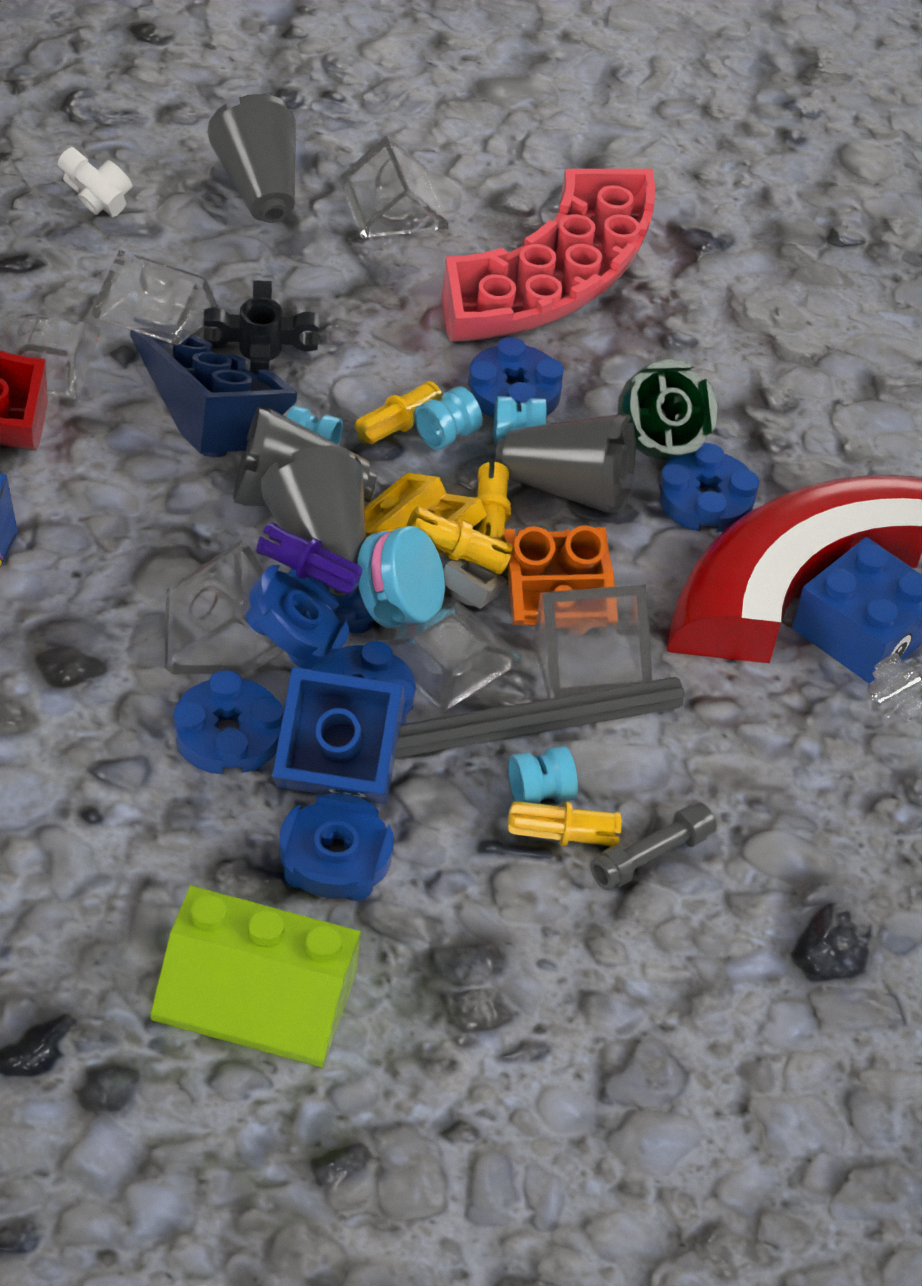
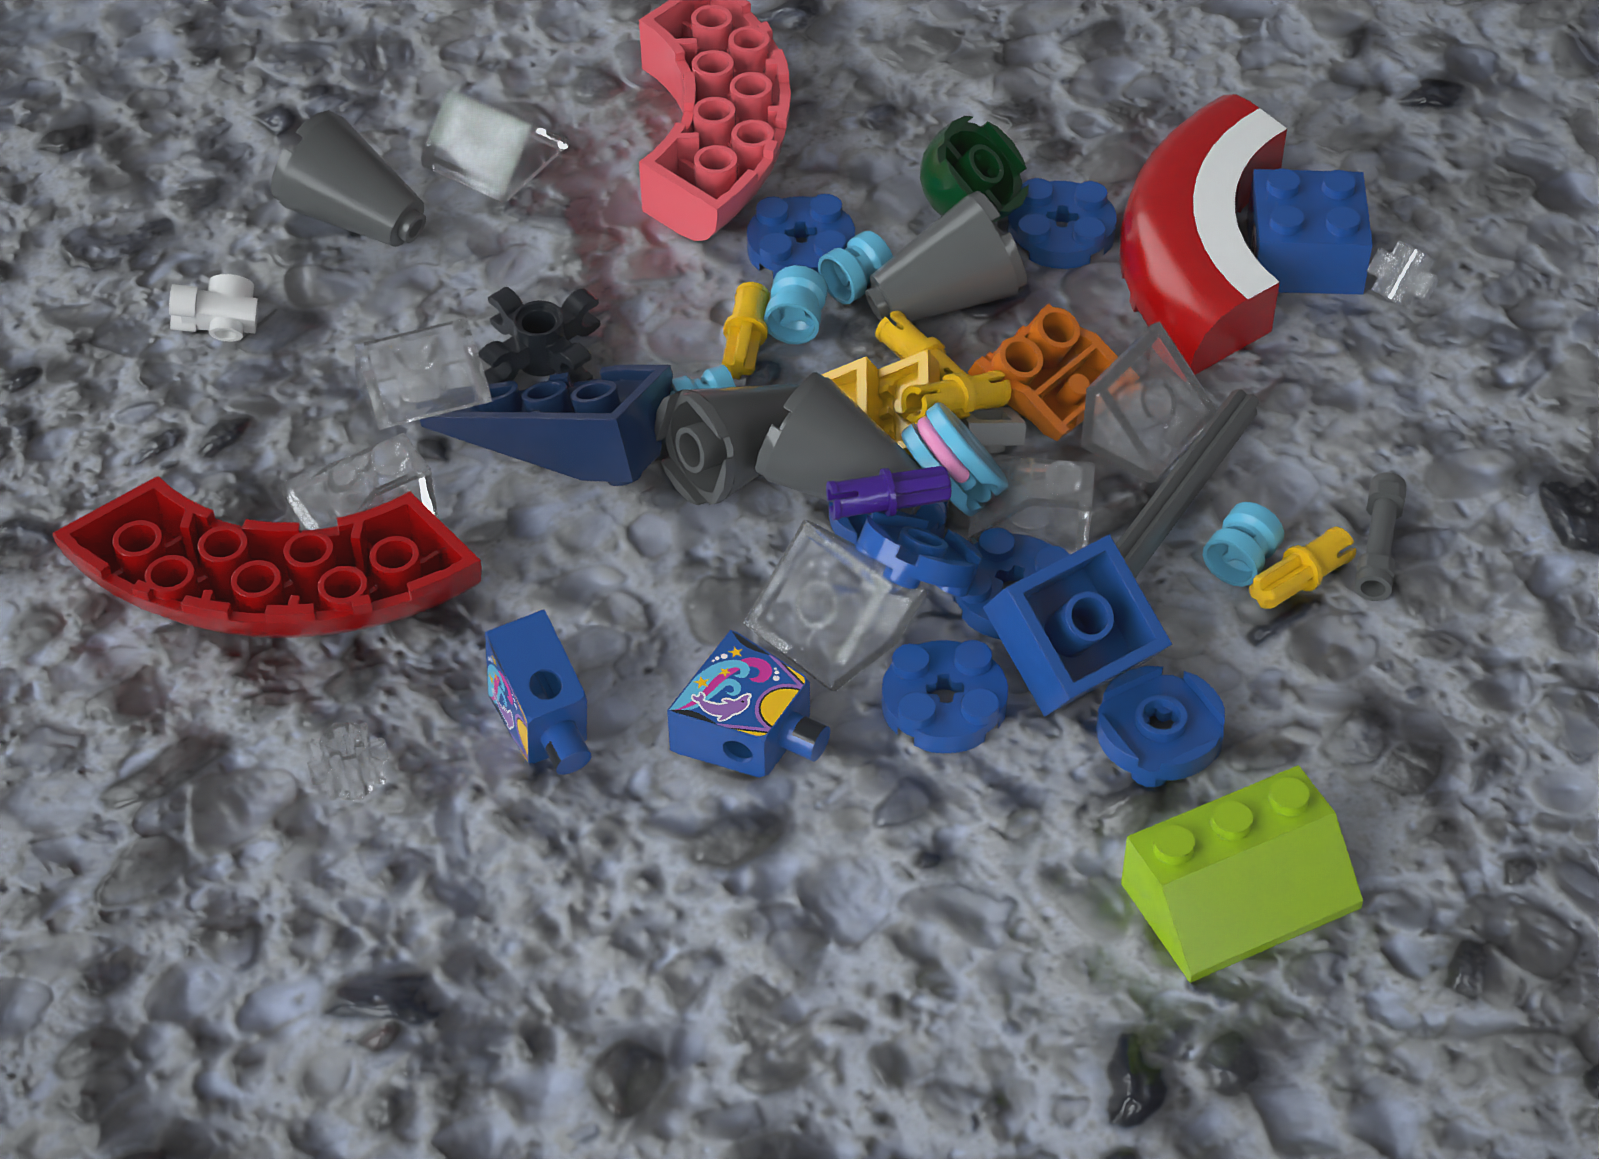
camera: 35 degrees left, 0 degrees up
(85, 637) = (745, 711): none -> blue torso

